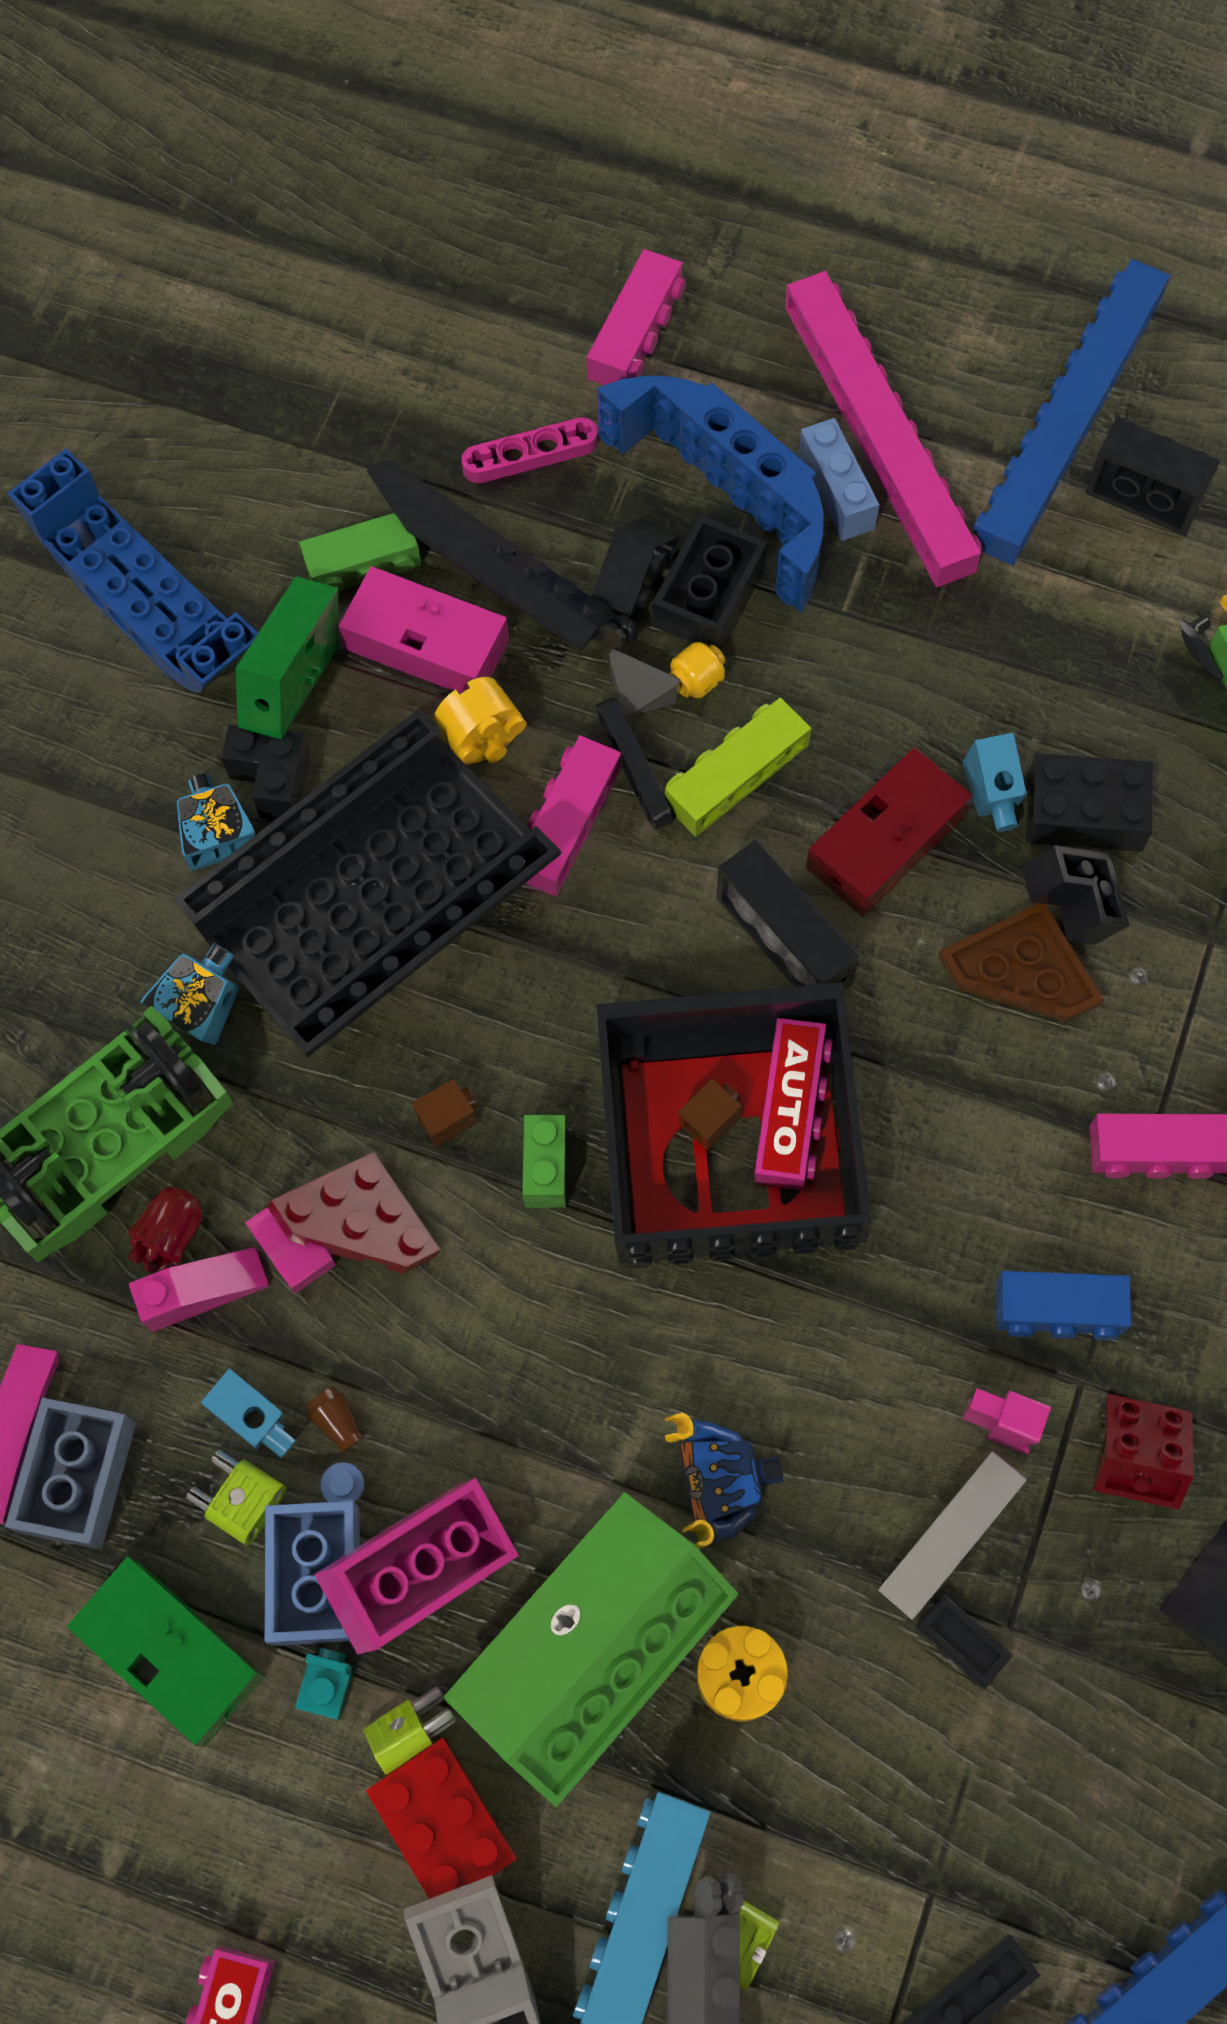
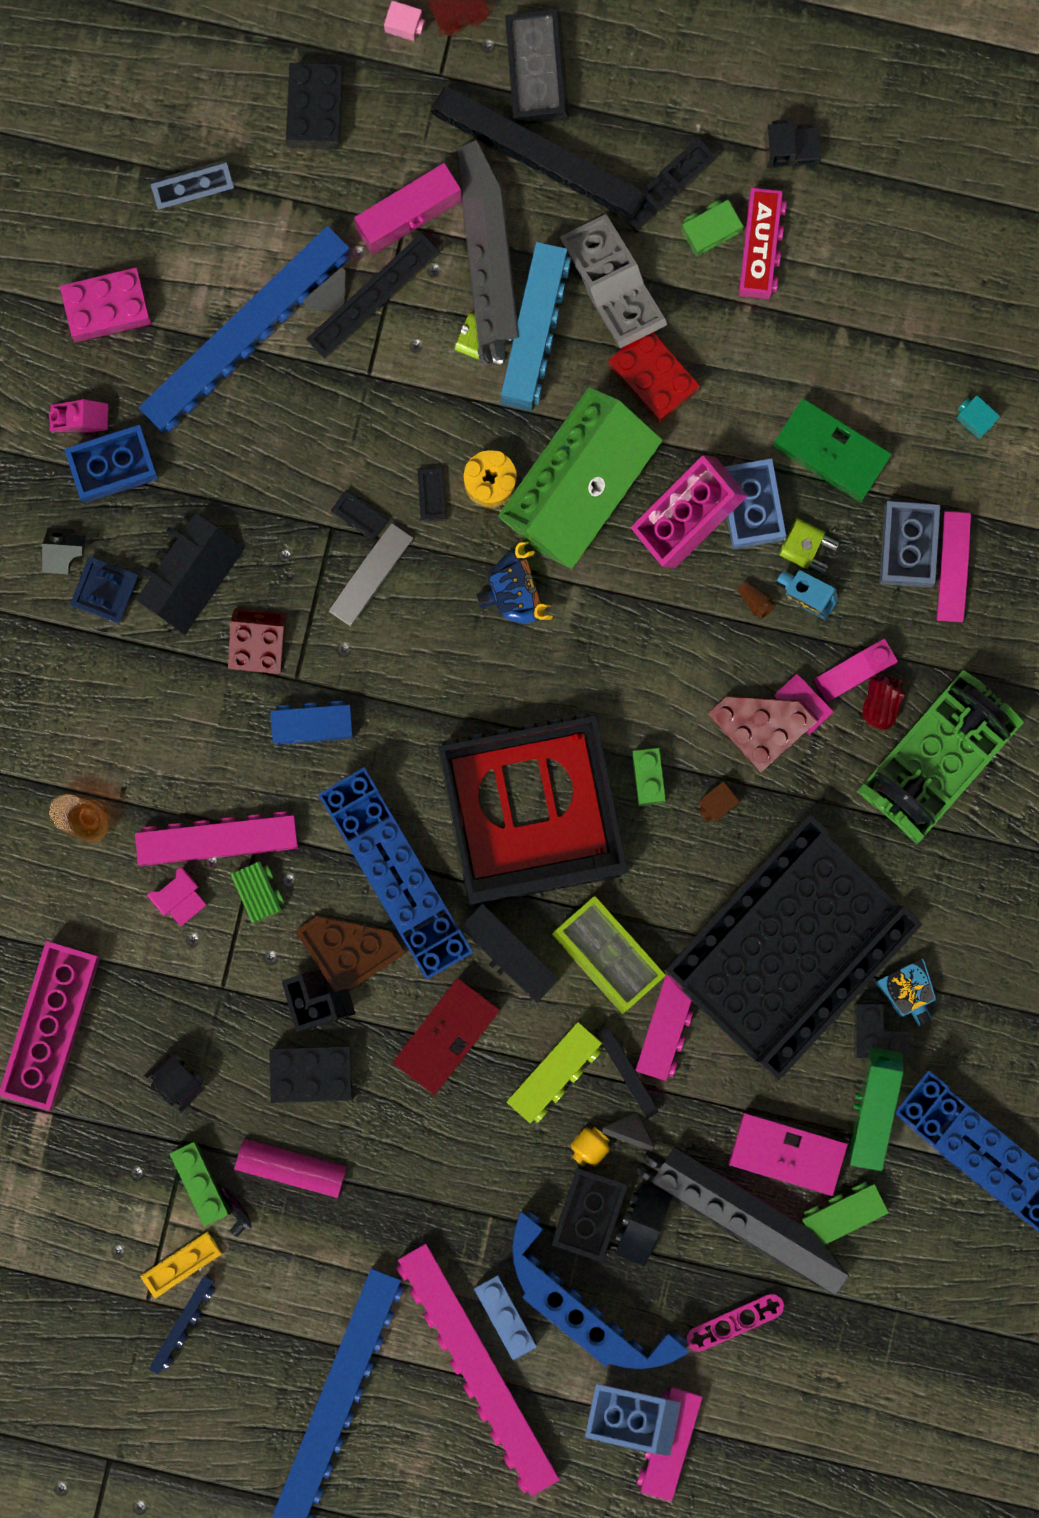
camera: 170 degrees right, 15 degrees up
(196, 994) = (895, 862): torso -> none
(325, 1684) = (735, 445): teal bracket -> none
(342, 1483) = (744, 561): medium blue plate -> none
(401, 1732) = (685, 421): lime piece -> none
(479, 721) = (736, 1082): yellow brick -> none
(640, 913) = (608, 955): none -> clear brick
(681, 331) = (633, 1420): none -> medium blue brick
(710, 1113) = (545, 819): reddish brown brick -> none
(791, 1103) = (494, 831): brick -> none
(839, 1663) = (432, 494): none -> black tile
(943, 1049) = (395, 873): none -> blue slope
(996, 779) = (378, 1089): dark azure torso -> none
(1010, 1420) = (342, 645): dark pink piece -> none
(1123, 689) = (290, 1167): none -> dark pink brick
(1151, 476) = (277, 1339): black brick -> none
(1157, 1062) = (257, 892): none -> bright green brick

